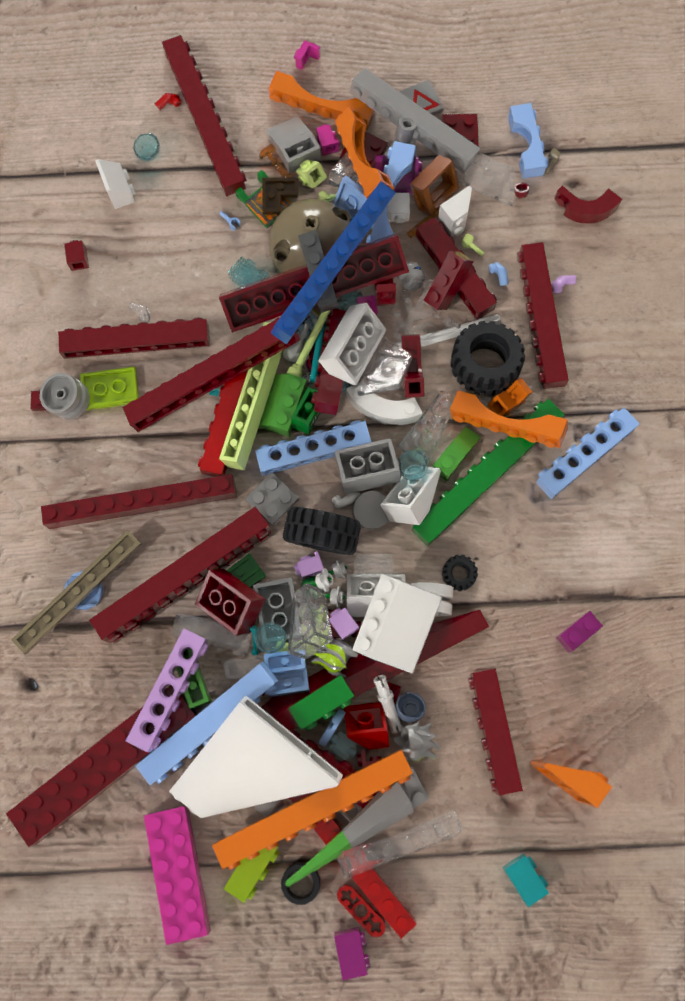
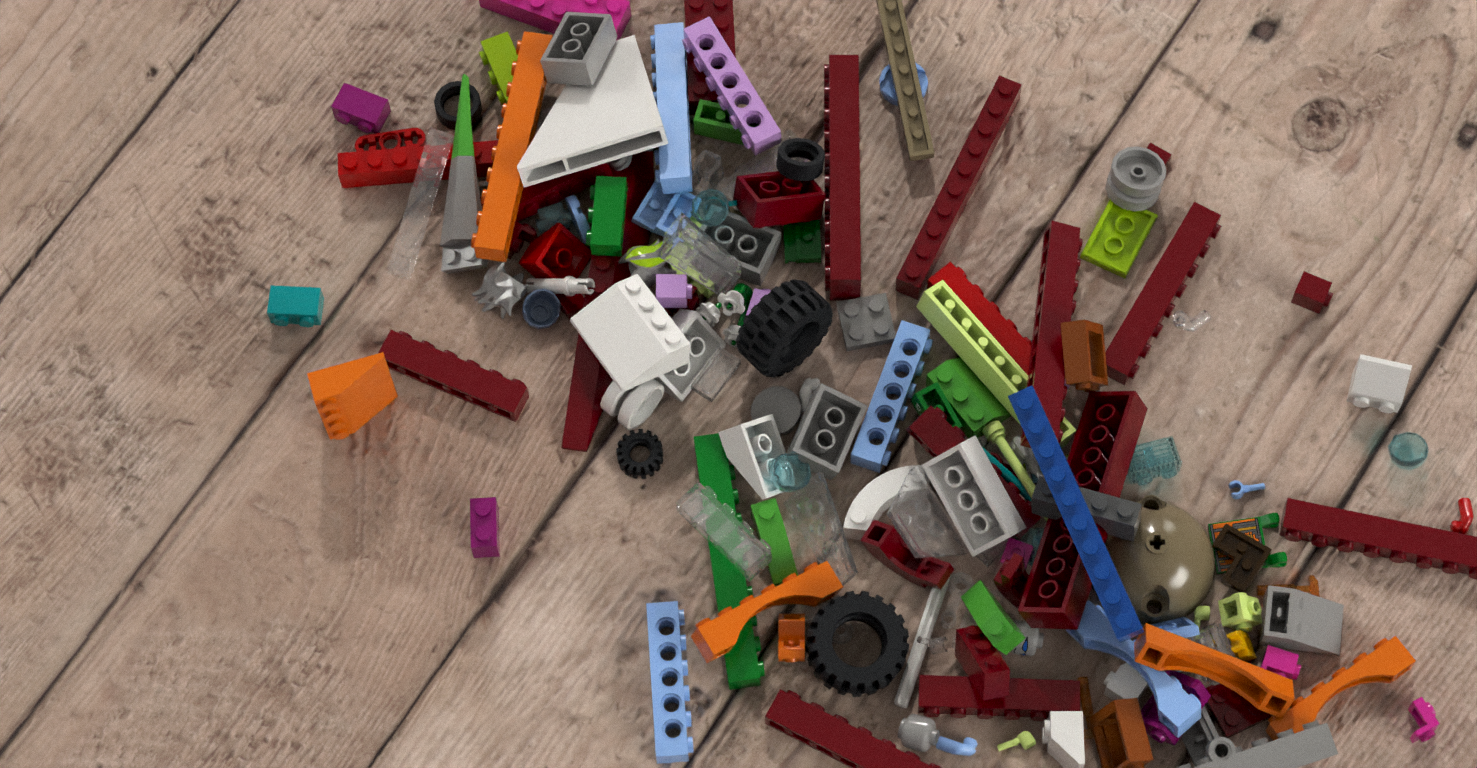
camera: 125 degrees right, 10 degrees down
(180, 607) = (803, 149): none -> black tyre
(210, 817) = (579, 48): none -> light grey brick
(213, 342) = (1084, 355): none -> dark orange window
(331, 161) = (1241, 645): none -> yellow plate
(416, 294) = (992, 618): none -> bright green slope
(479, 477) = (724, 530): none -> clear brick
(510, 295) = (918, 732): none -> light grey head

